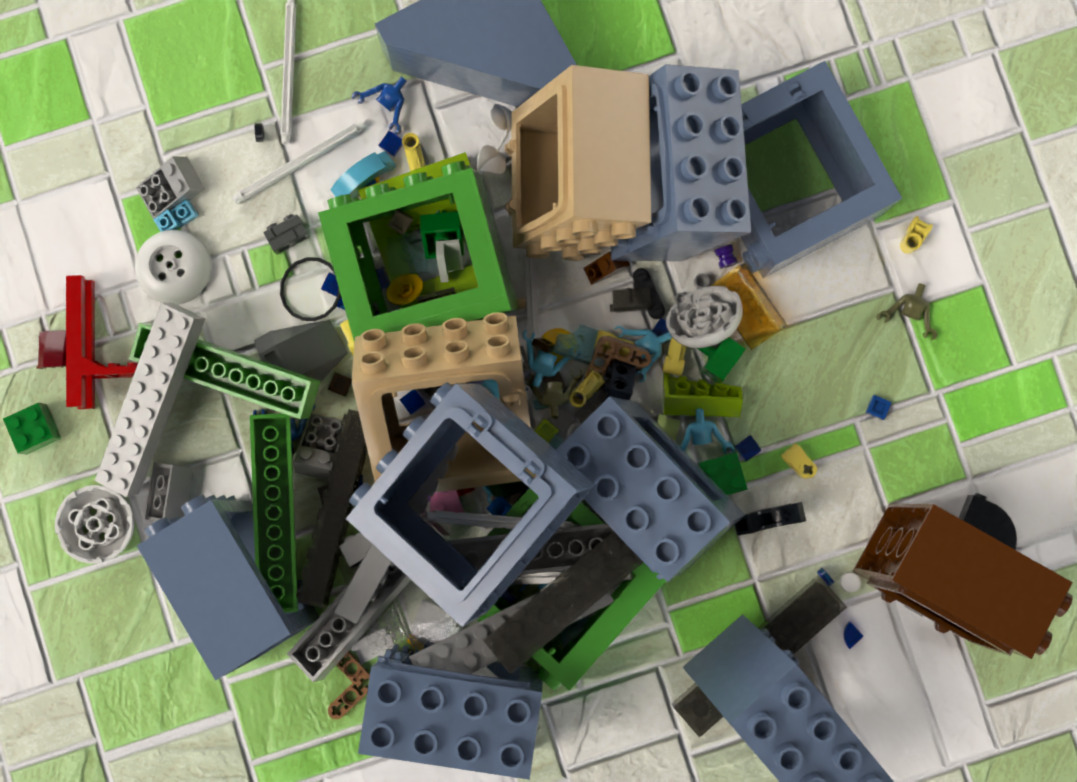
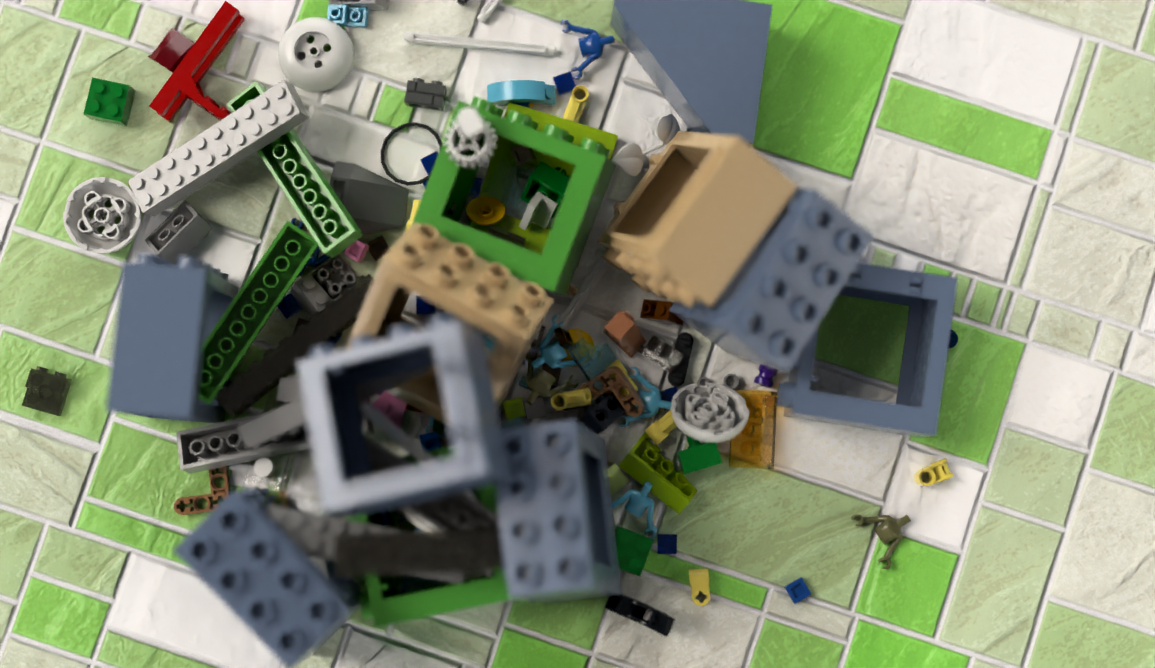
camera: 30 degrees right, 0 degrees up
(155, 700) = (46, 391): none -> clear smoke plate
(303, 484) = (289, 306): none -> tile
(324, 399) = (357, 250): none -> bright pink plate
(342, 219) = (471, 122): none -> white brick
(350, 246) = (481, 152): none -> white gear
(380, 629) = (264, 467): none -> white tile
(589, 304) = (624, 333): none -> nougat wedge

